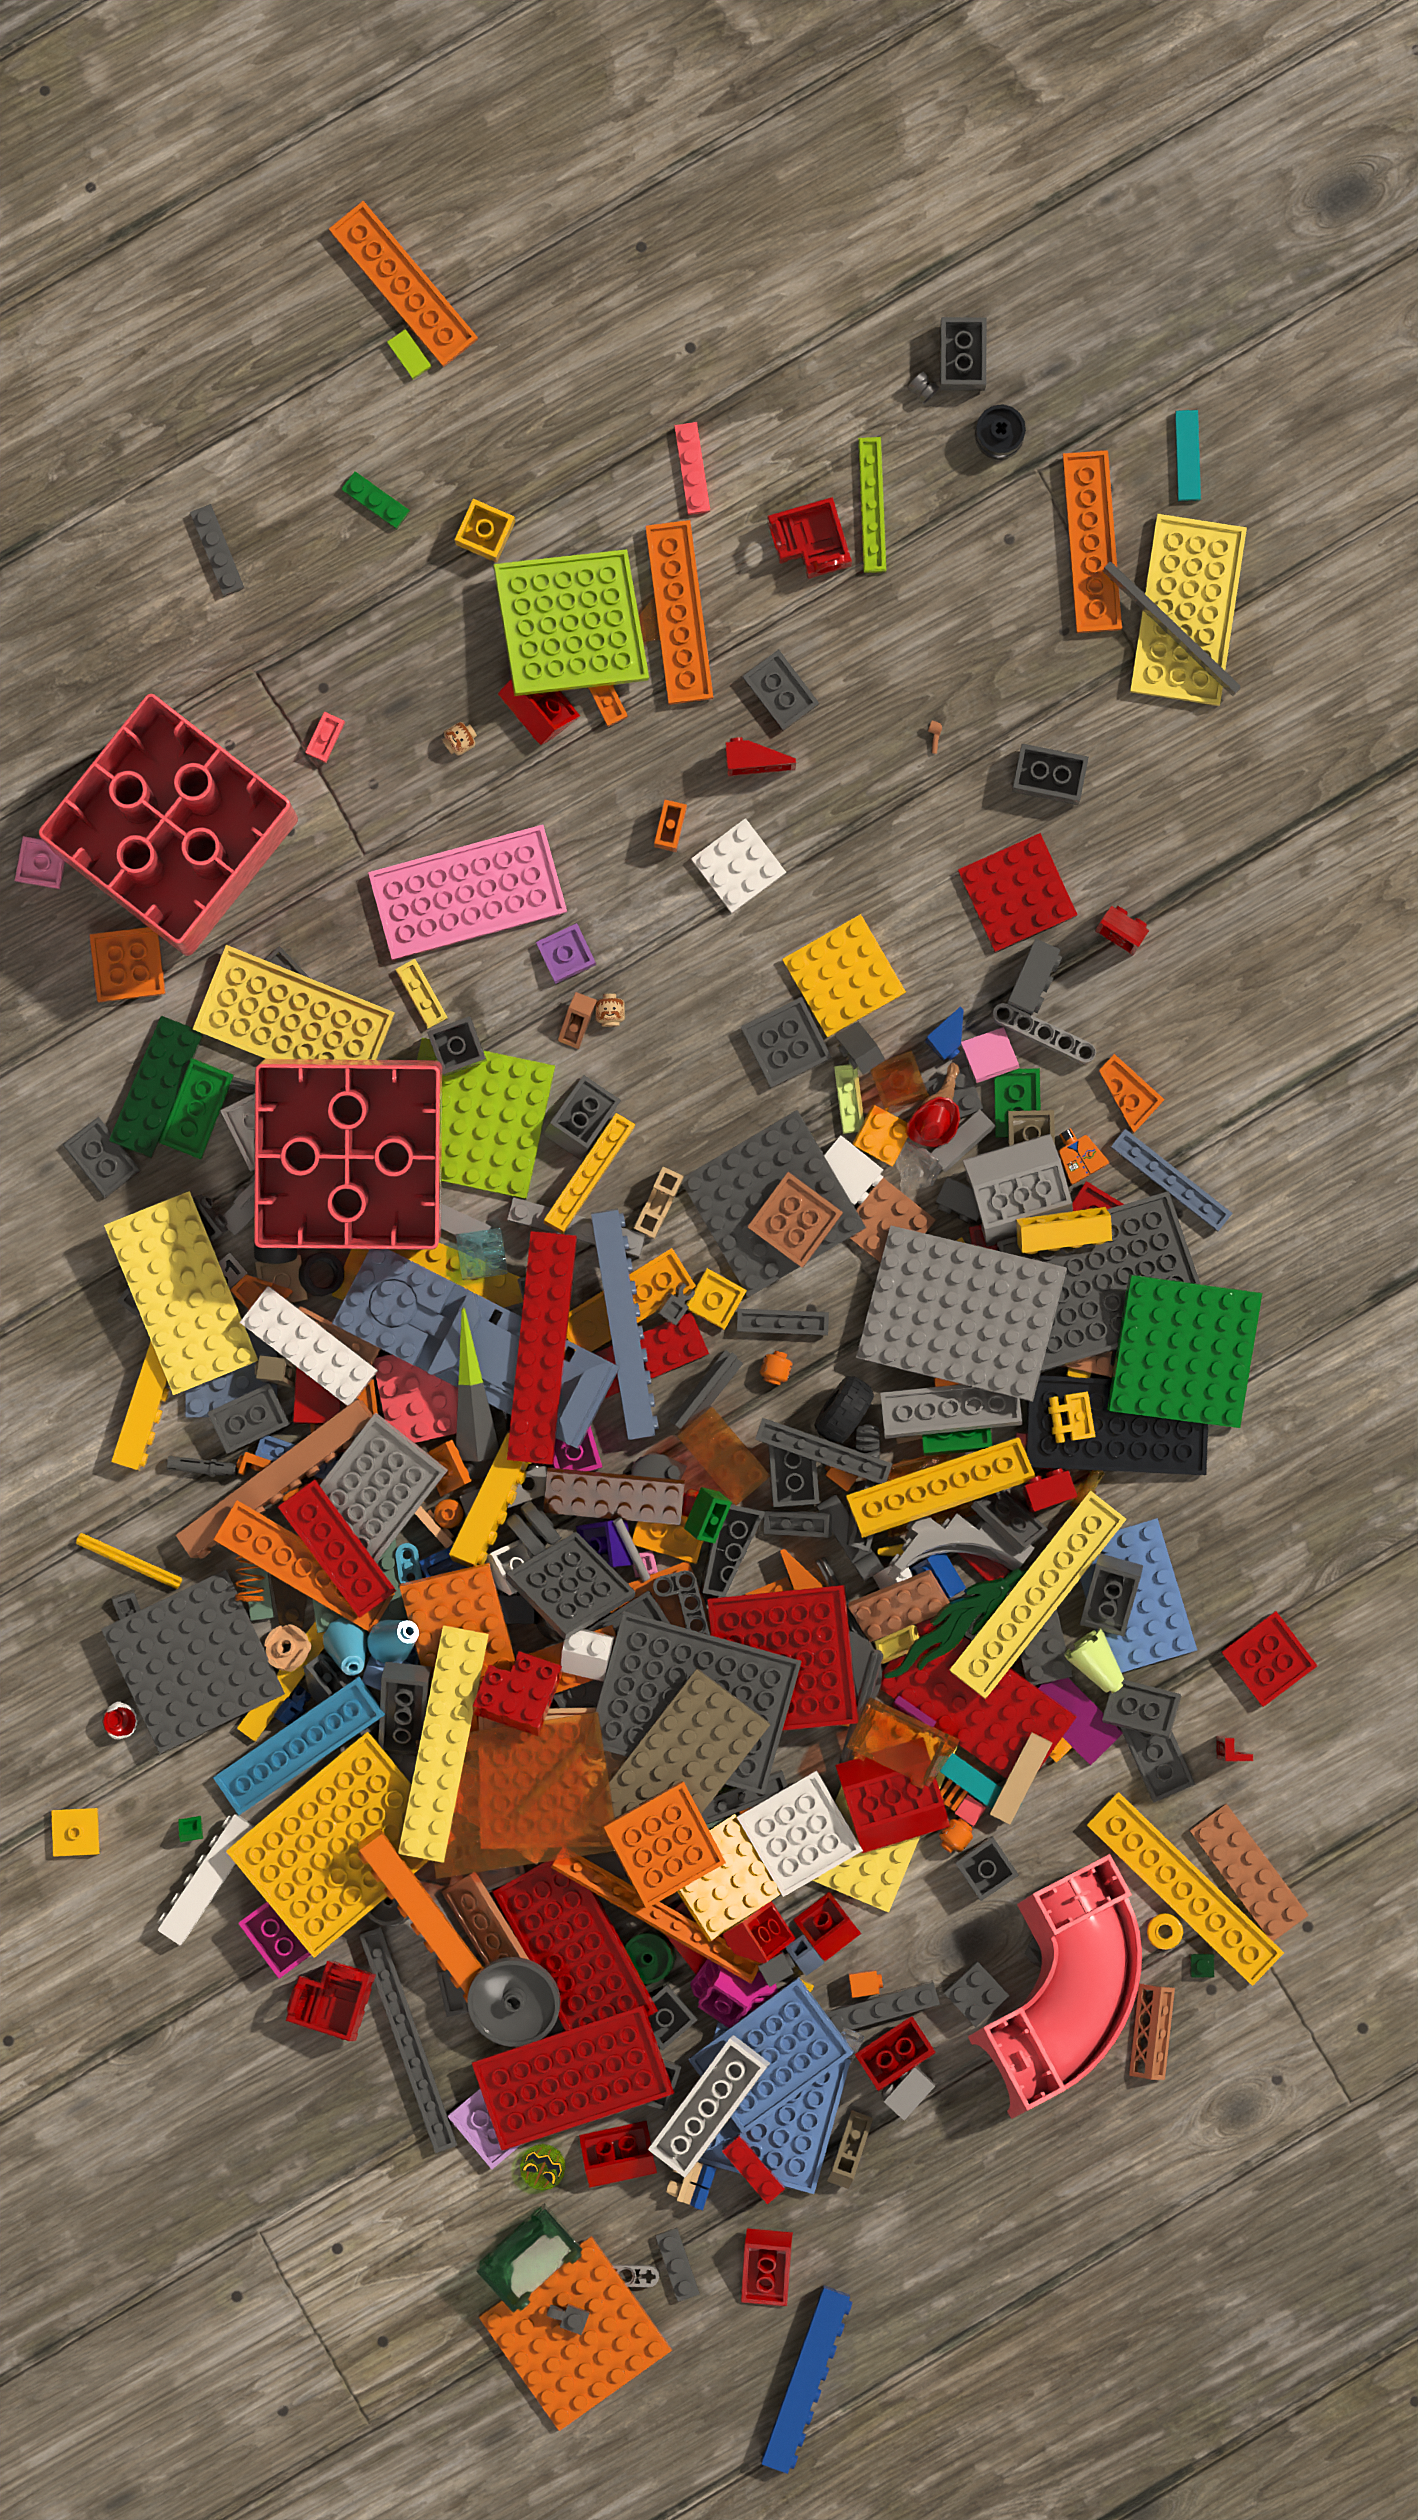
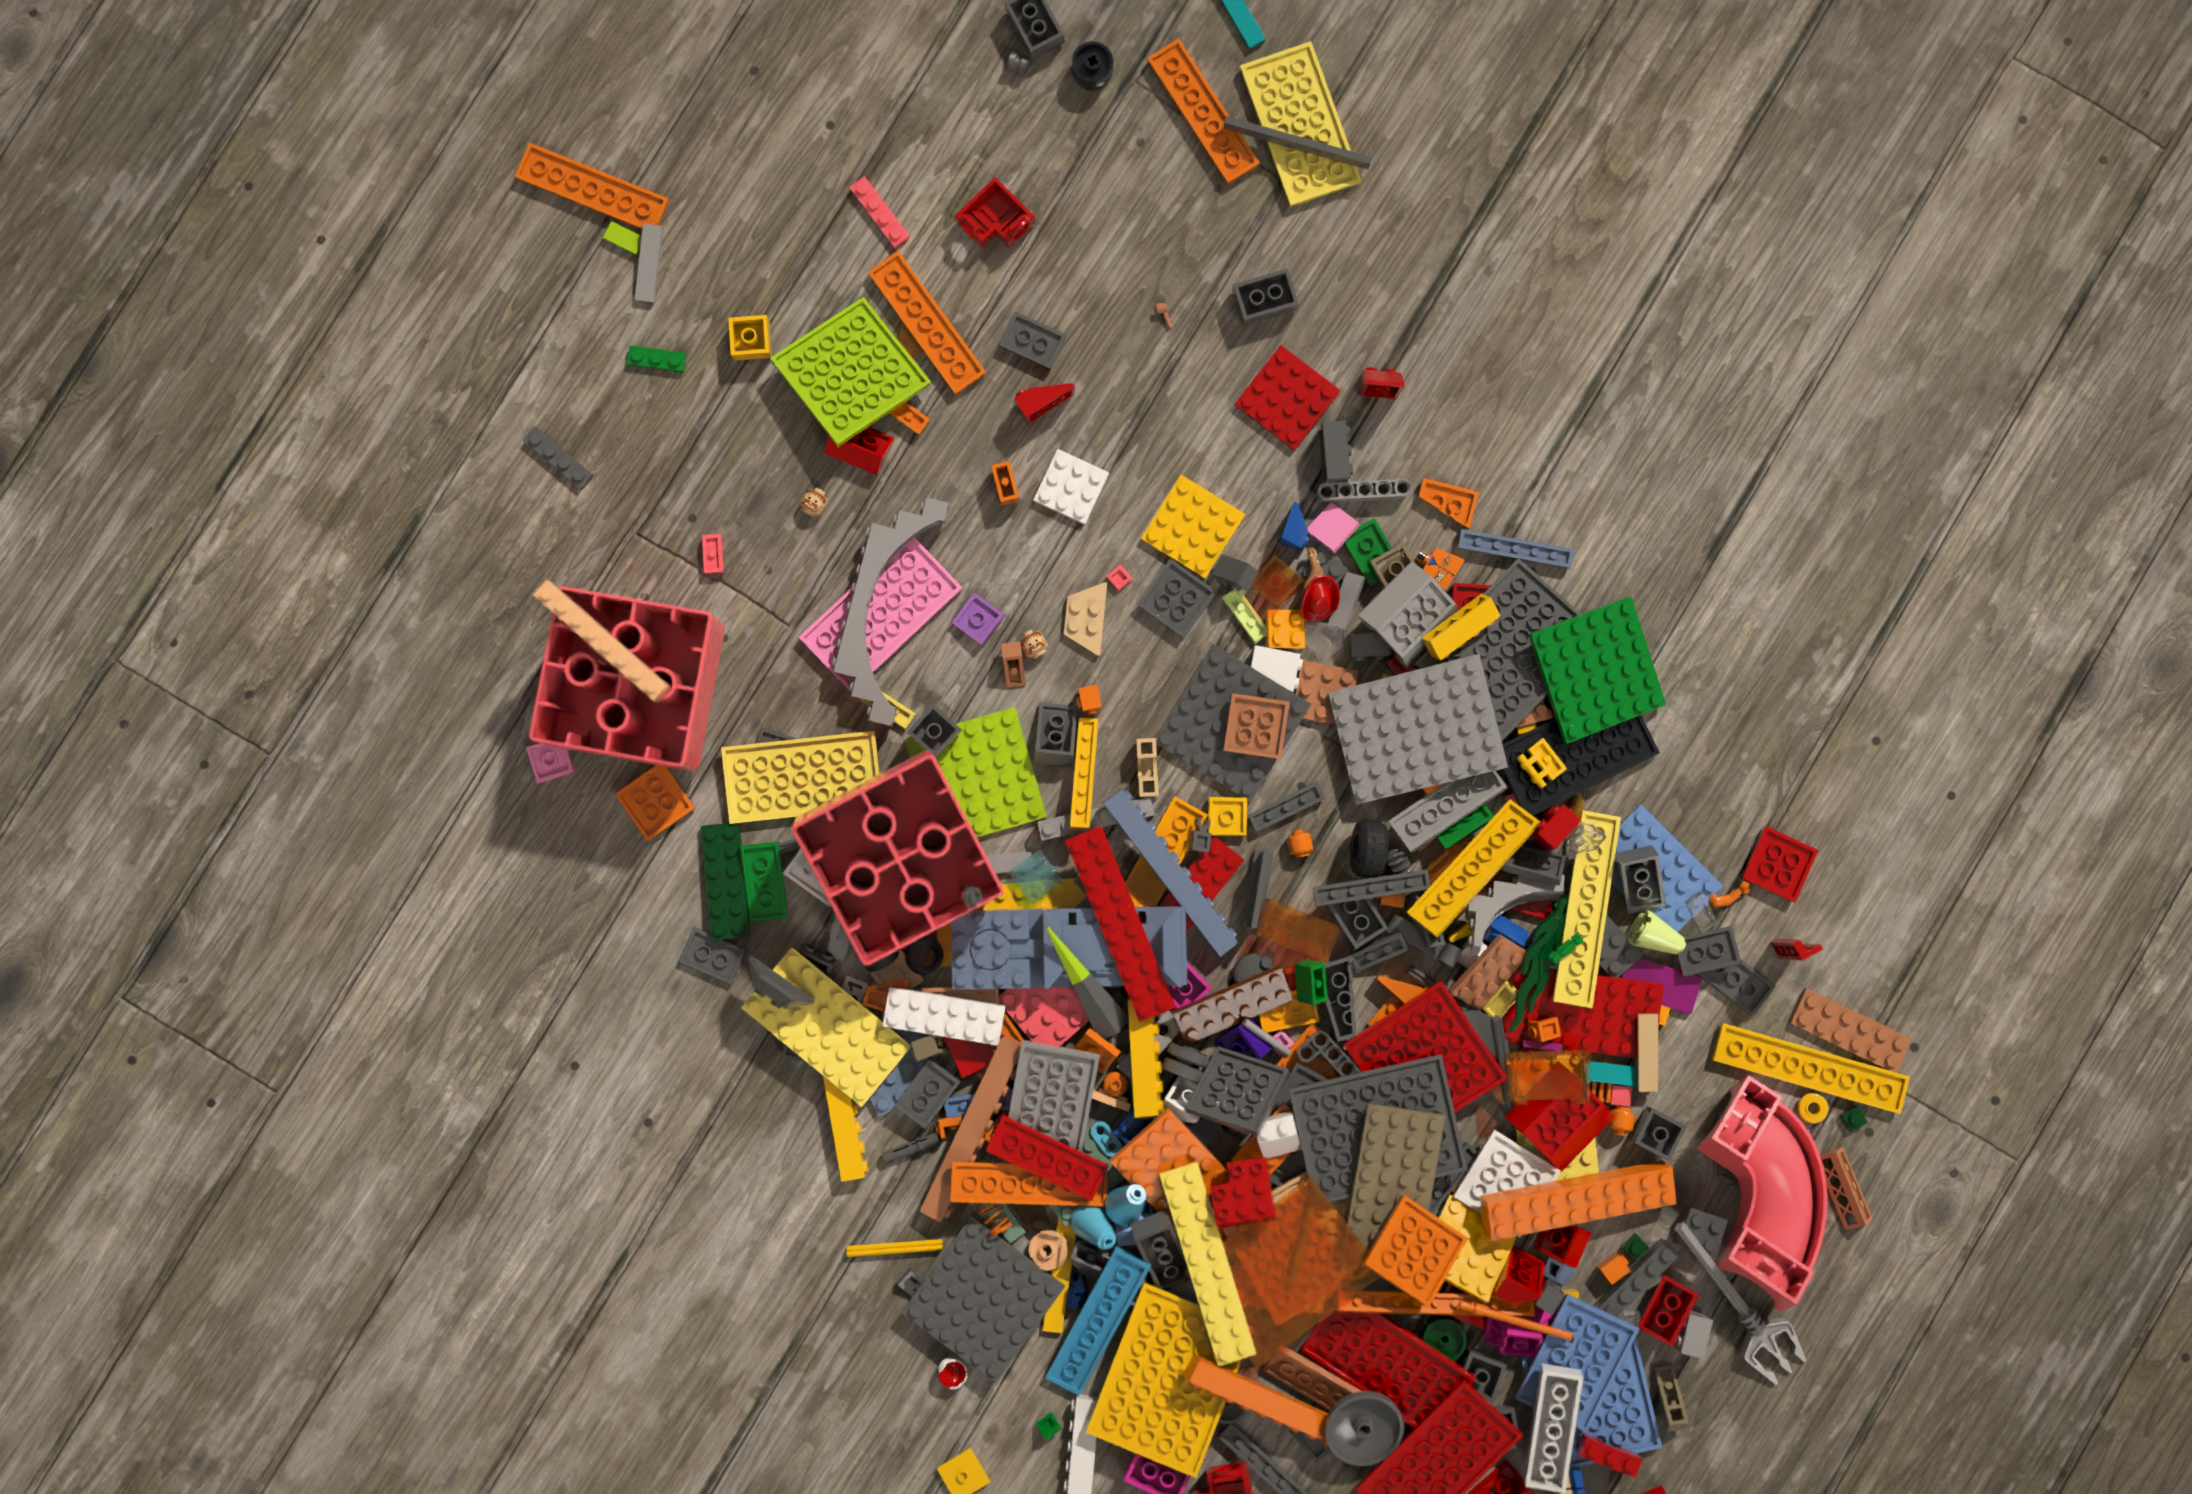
camera: 30 degrees left, 0 degrees up
(152, 1223) = (776, 987): none -> dark grey wedge
(165, 772) = (602, 641): none -> light nougat brick
(402, 1234) = (972, 896): none -> dark grey plate
(420, 395) = (648, 263): none -> light grey tile
(504, 824) = (880, 549): none -> light grey arch
(636, 1099) = (1089, 699): none -> orange brick
(680, 1012) = (1086, 617): none -> tan wing
(697, 1942) = (1479, 1310): none -> orange bar
(737, 988) = (1119, 577): none -> coral tile
(863, 1889) = (1577, 1200): none -> orange brick
(872, 504) = (1026, 169): lime tile -> none
(899, 1974) = (1635, 1247): none -> dark green plate
(925, 1696) = (1544, 1029): none -> orange bracket
(981, 2130) = (1760, 1331): none -> light grey piece
(991, 1622) = (1565, 948): none -> green axle
(1071, 1518) = (1583, 838): none -> clear plate
(1158, 1664) = (1700, 912): none -> clear tile
(1194, 1667) = (1727, 900): none -> orange arm

